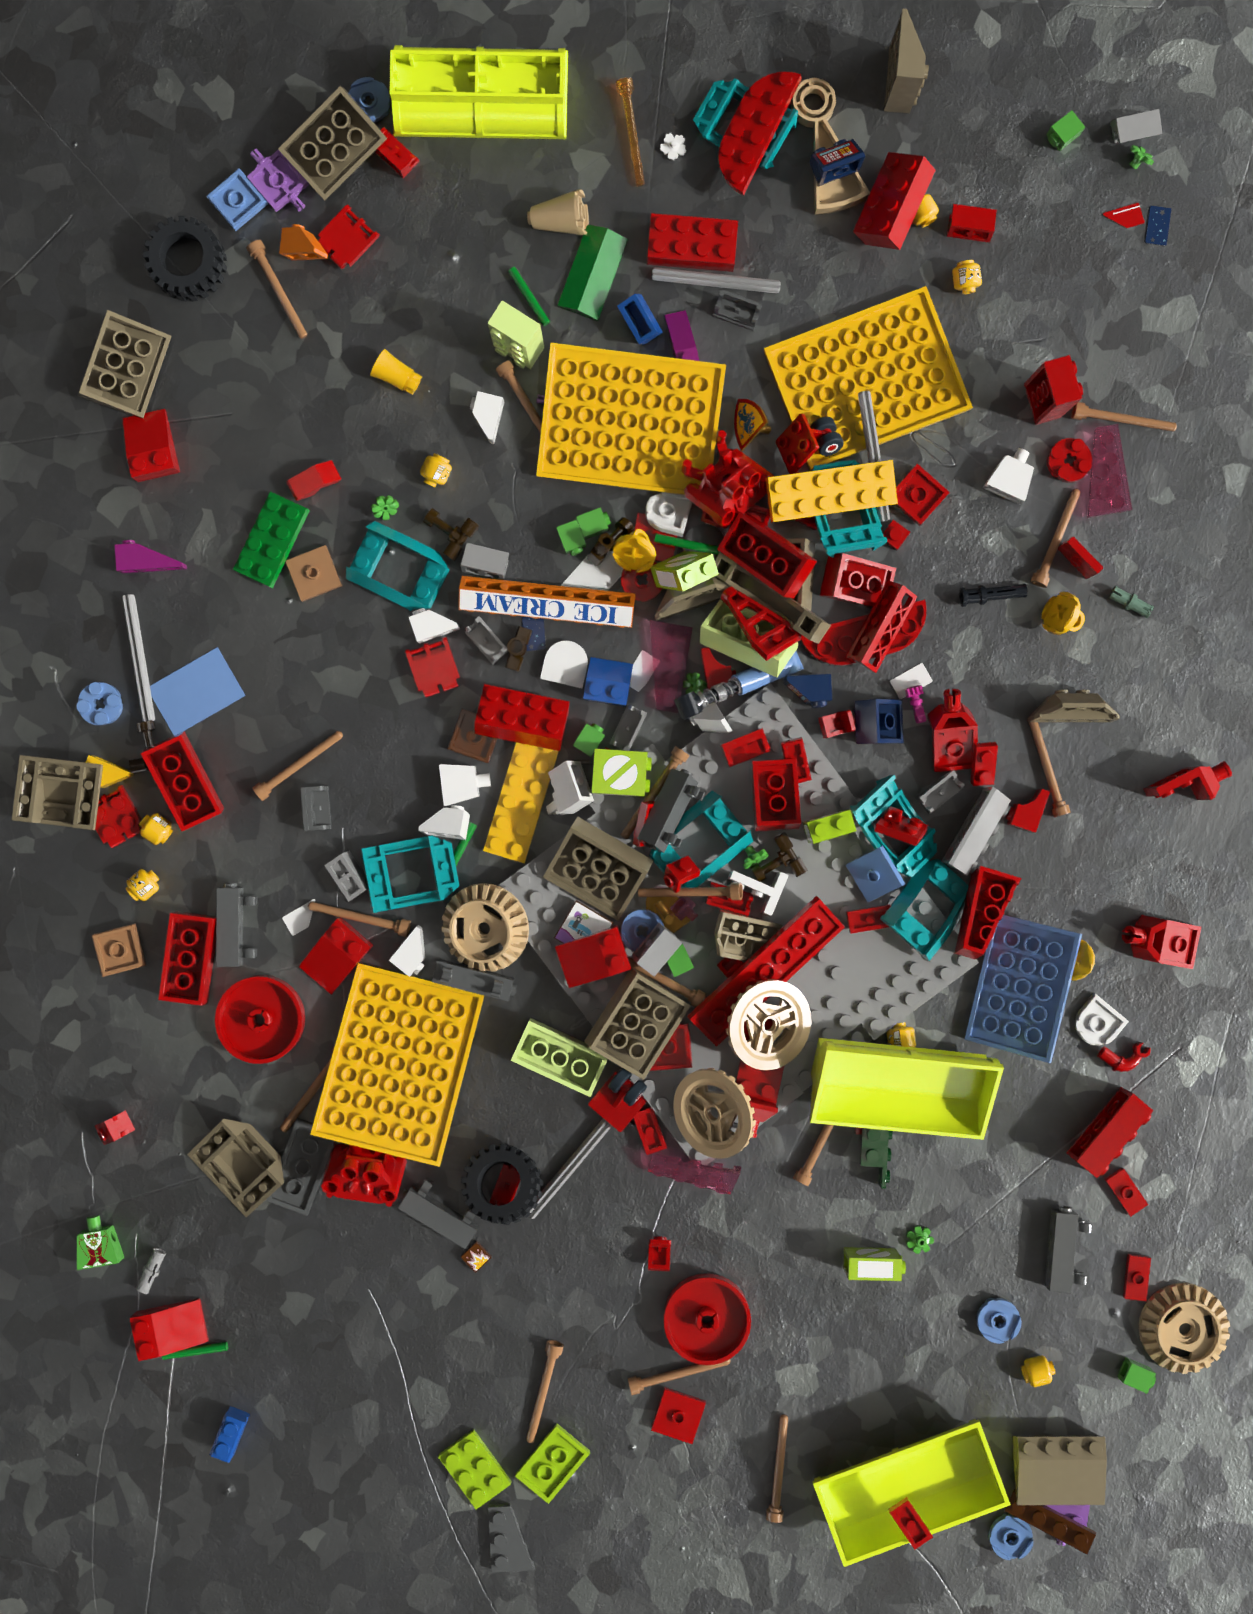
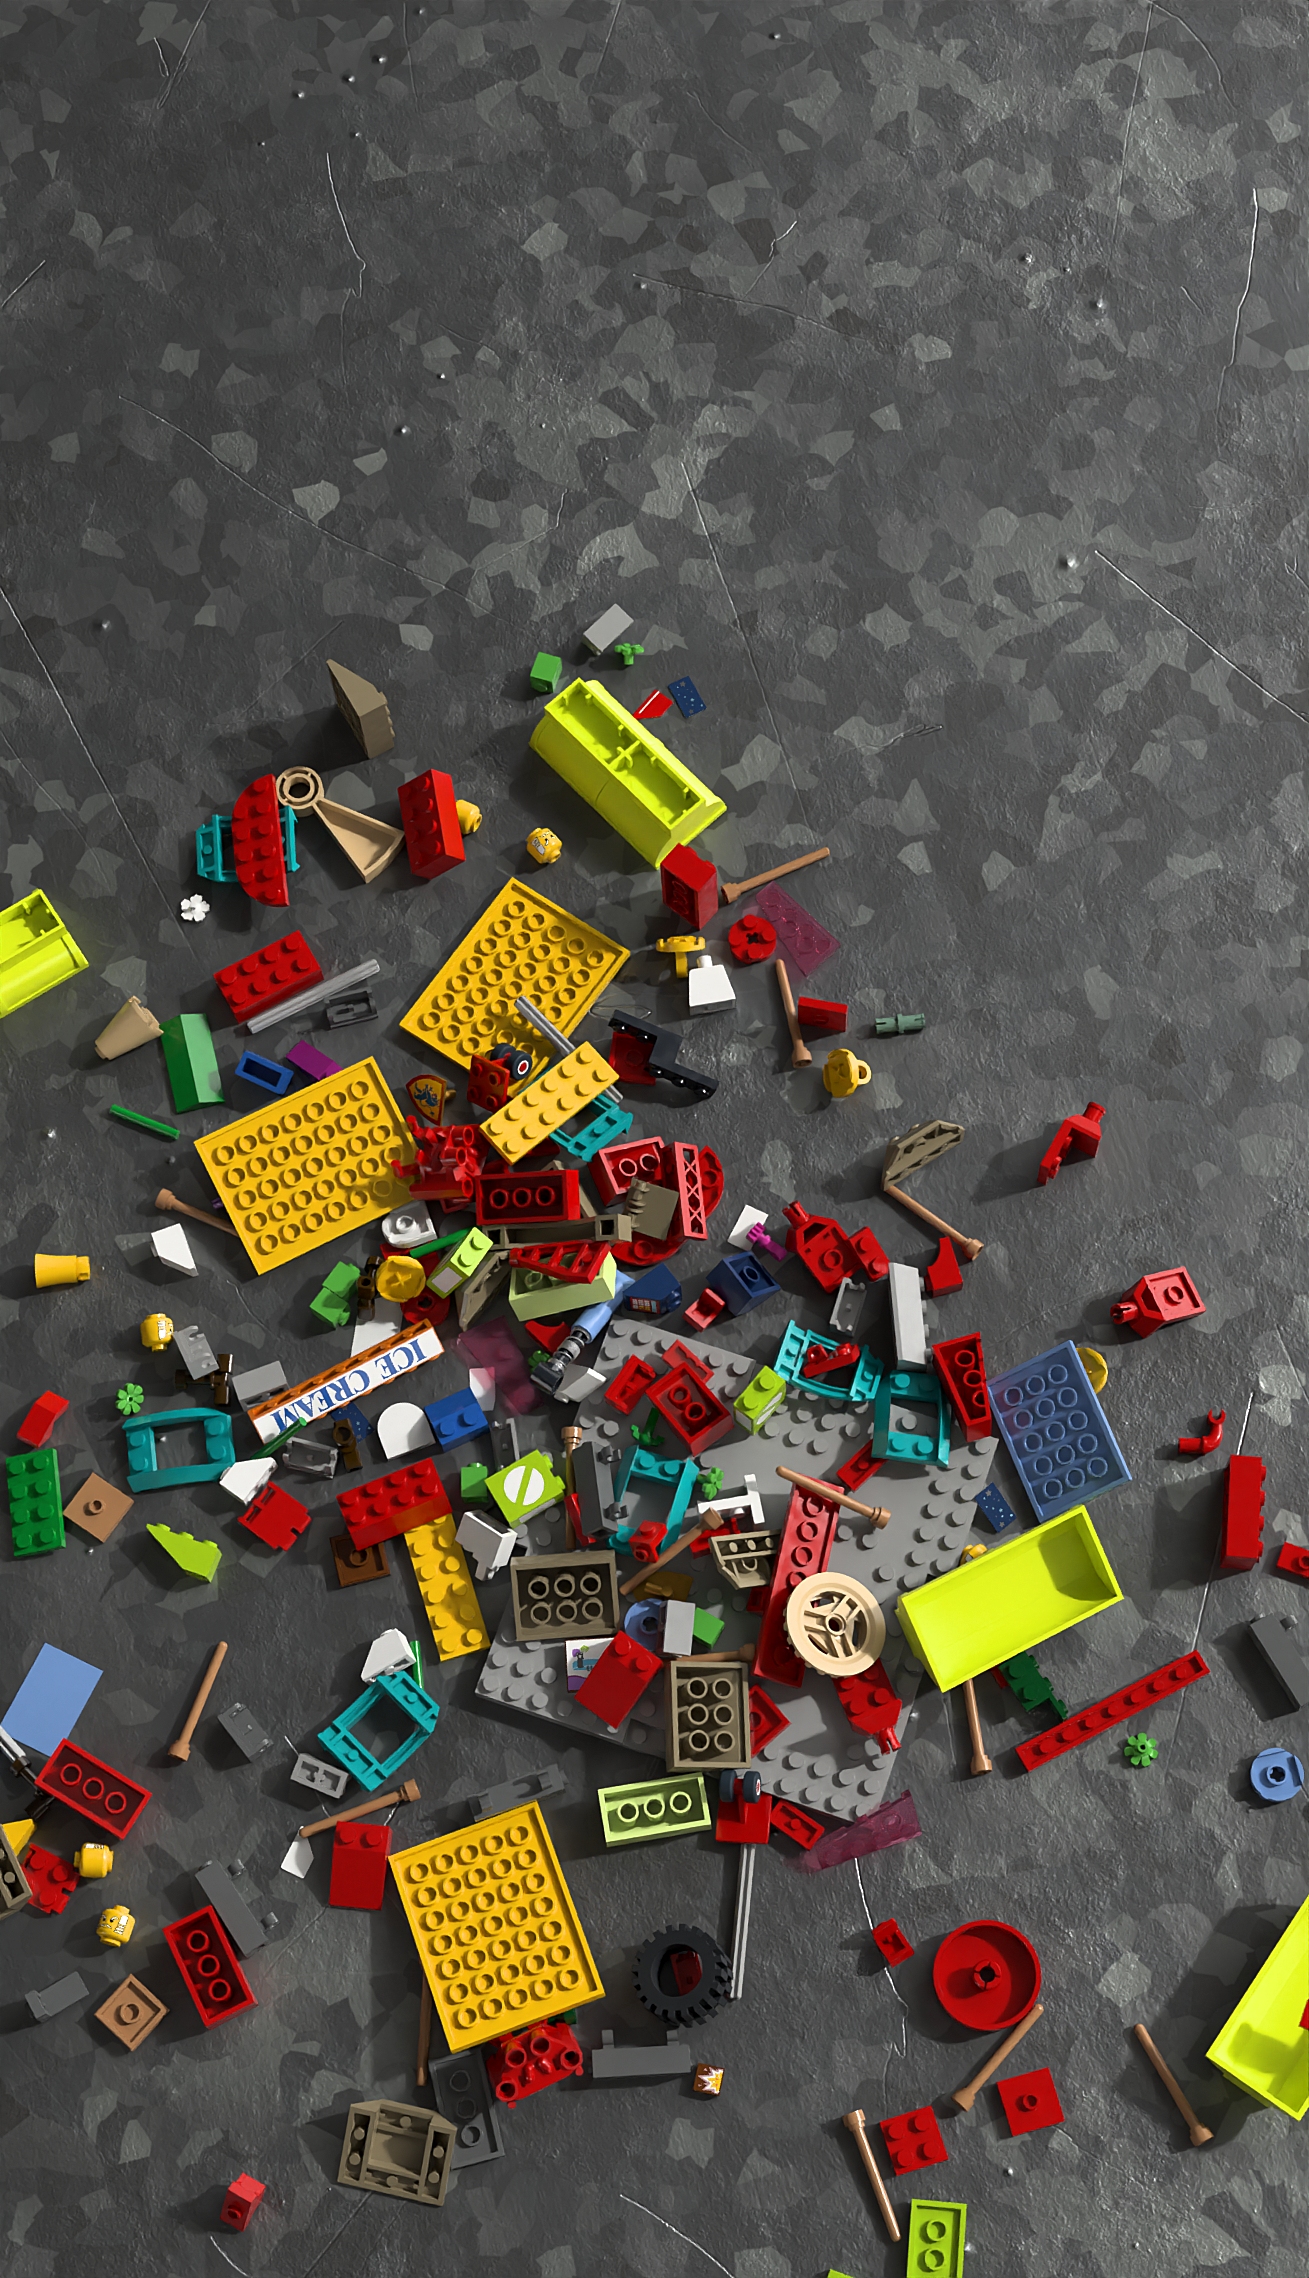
camera: 30 degrees left, 20 degrees down
(72, 905) = (56, 1997): none -> dark grey bracket
(238, 1025) = (345, 1999): red piece -> none
(355, 655) = (192, 1556): none -> lime slope
(411, 953) = (435, 1811): white slope -> none
(453, 505) = (195, 1352): none -> light grey hinge
(461, 783) = (375, 1608): white torso -> none
(467, 614) = (280, 1439): none -> green bar
(510, 931) = (519, 1715): tan gear -> none
(516, 335) = (156, 1156): yellowish green brick -> none
(584, 1387) = (913, 2140): none -> red plate
(624, 88) = (116, 888): clear orange piece -> none
(684, 907) = (676, 1574): clear pink tile -> none
(694, 1117) = (812, 1748): tan gear -> none
(730, 793) = (645, 1438): none -> green piece
(786, 857) = (741, 1462): dark brown bar -> none
(836, 161) = (355, 824): dark blue slope -> none
(850, 622) = (650, 1208): none -> dark tan hinge
(854, 962) = (878, 1516): none -> medium nougat piece
(873, 1264) = (1109, 1799): lime brick -> none
(875, 874) = (836, 1418): medium blue plate -> none
(895, 534) = (639, 1106): red plate -> none
(919, 1202) = (1112, 1711): none -> red plate
(941, 508) = (663, 1054): none -> black bracket
(941, 1007) = (995, 1507): none -> dark blue sticker
(971, 223) = (516, 799): red hinge -> none
(983, 594) = (757, 1106): black pin -> none
(1013, 430) = (680, 946): none -> yellow tile
(1068, 256) = (623, 771): none -> neon yellow piece
(1098, 1022) = (1156, 1420): white tile -> none

